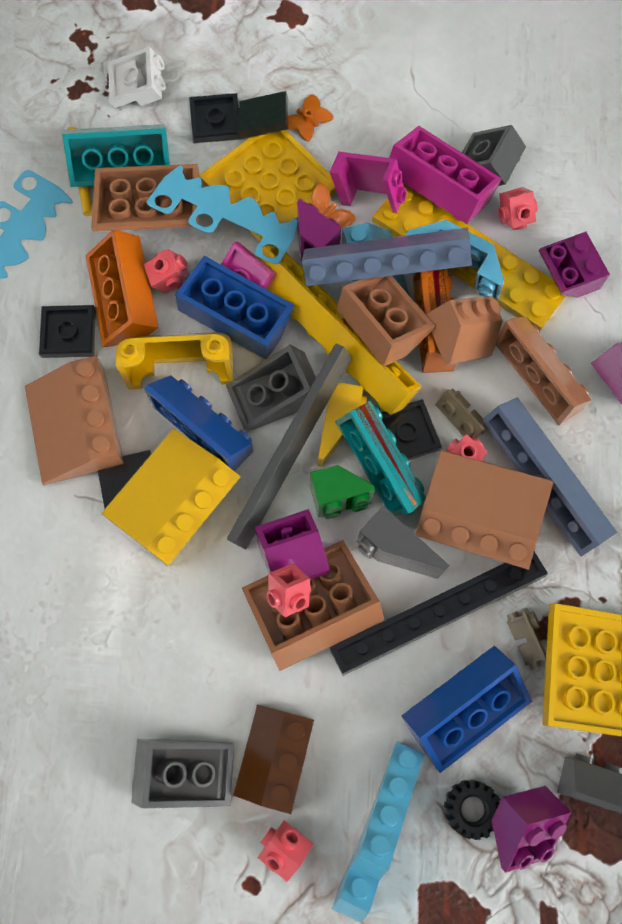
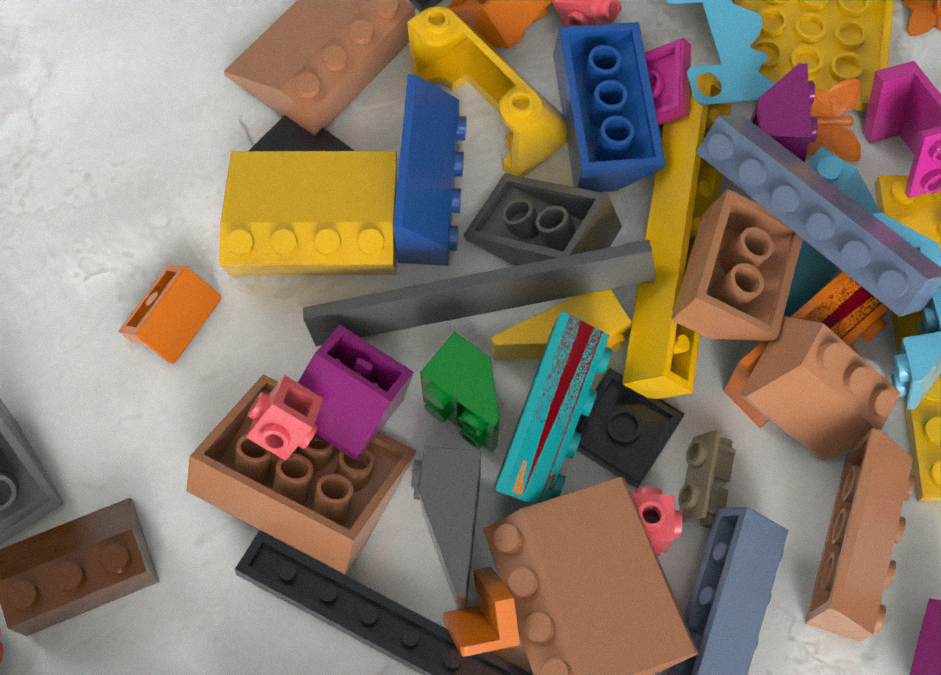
camera: 55 degrees right, 5 degrees down
(167, 612) = (171, 312): none -> orange panel
(465, 569) = (490, 623): none -> orange panel

